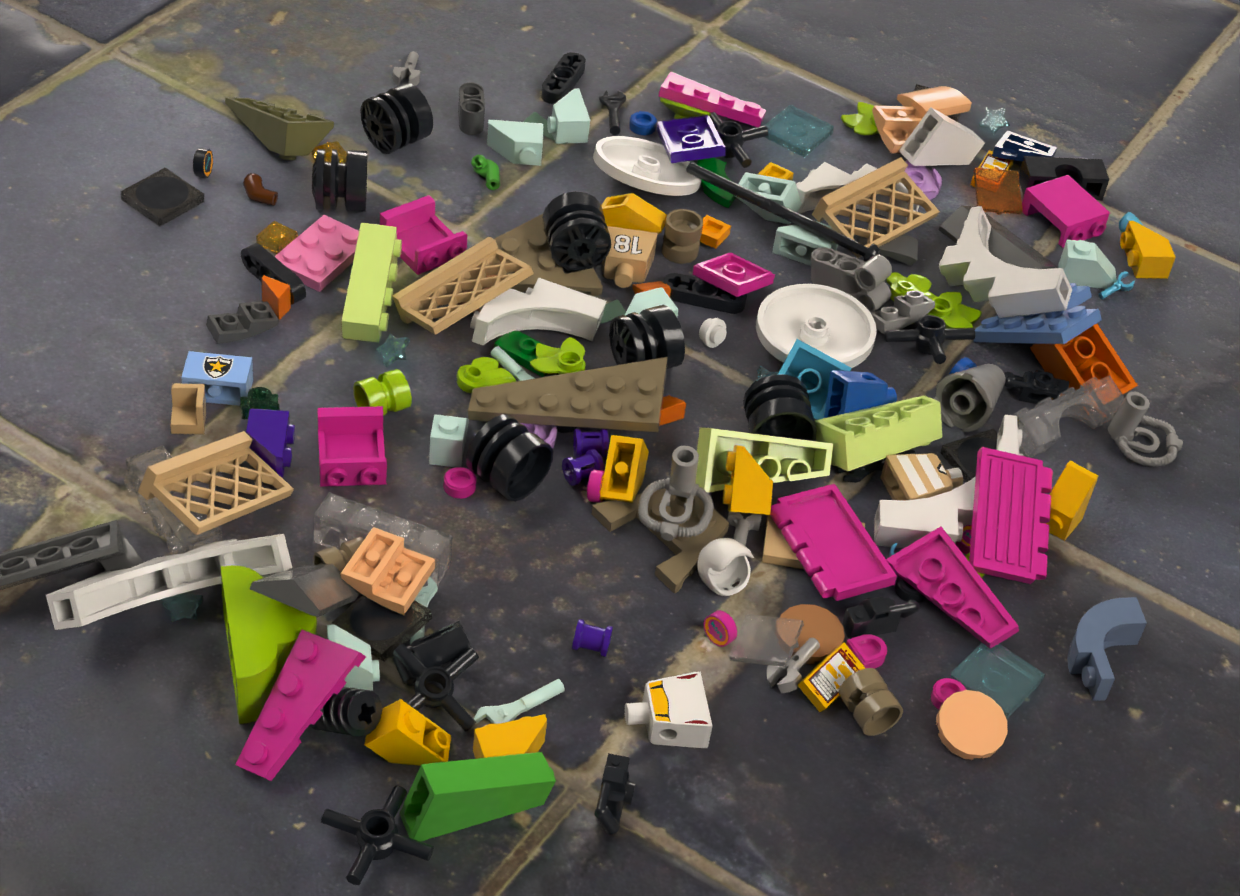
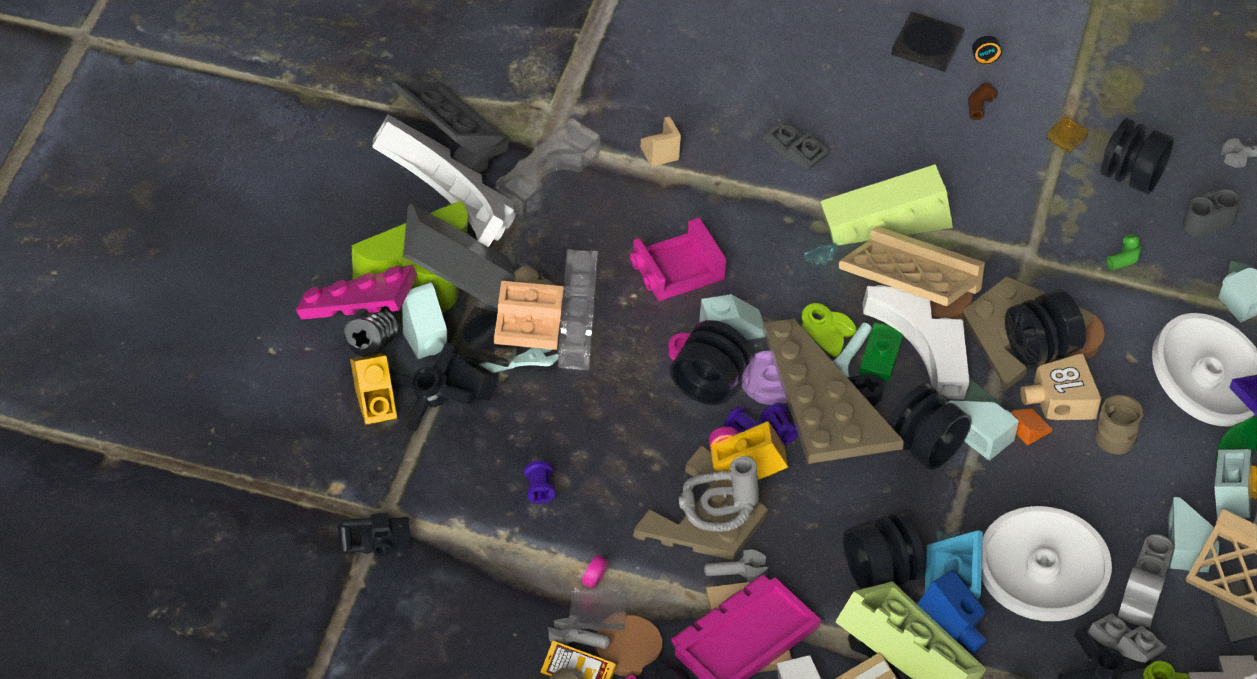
camera: 75 degrees right, 5 degrees up
(201, 466) = (583, 164): tan fence -> none
(224, 376) = (710, 148): light blue brick -> none
(258, 399) = (692, 186): clear green gear -> none
(261, 263) = (867, 143): black beam -> none
(271, 437) = (654, 205): dark purple slope -> none
(276, 237) = (924, 133): clear yellow plate -> none
(277, 295) = (834, 154): orange slope -> none
(281, 128) = (1079, 83): olive wedge -> none
(320, 252) = (908, 156): bright pink plate -> none
(340, 180) = (1014, 143): black wheel -> none
(381, 846) = (271, 394): black bar -> none
(388, 391) = (752, 261): lime wheel -> none
(423, 236) = (992, 229): dark pink panel -> none
(474, 792) = (332, 440): bright green slope -> none
(510, 711) = (433, 446): light aqua piece -> none
(510, 738) = (391, 454): yellow slope -> none
(516, 141) = (1186, 264): light aqua slope -> none
(560, 360) = (872, 370): lime plate -> none
(633, 213) = (1113, 369): yellow slope -> none
(672, 410) = (863, 473): orange slope -> none
(673, 711) = (483, 558): white torso -> none
(681, 284) = (1050, 479): black beam -> none
(712, 332) = (993, 484): white plate -> none
(714, 231) = (1153, 451): light orange plate -> none
(723, 564) = (670, 555): white helmet -> none
(733, 274) = (1091, 482): dark pink tile -> none
(749, 485) = (766, 540): yellow slope -> none
(778, 456) = (813, 544): yellowish green wedge -> none
(783, 212) = (1179, 579): black bar -> none
(901, 285) = (1183, 644): lime plate -> none

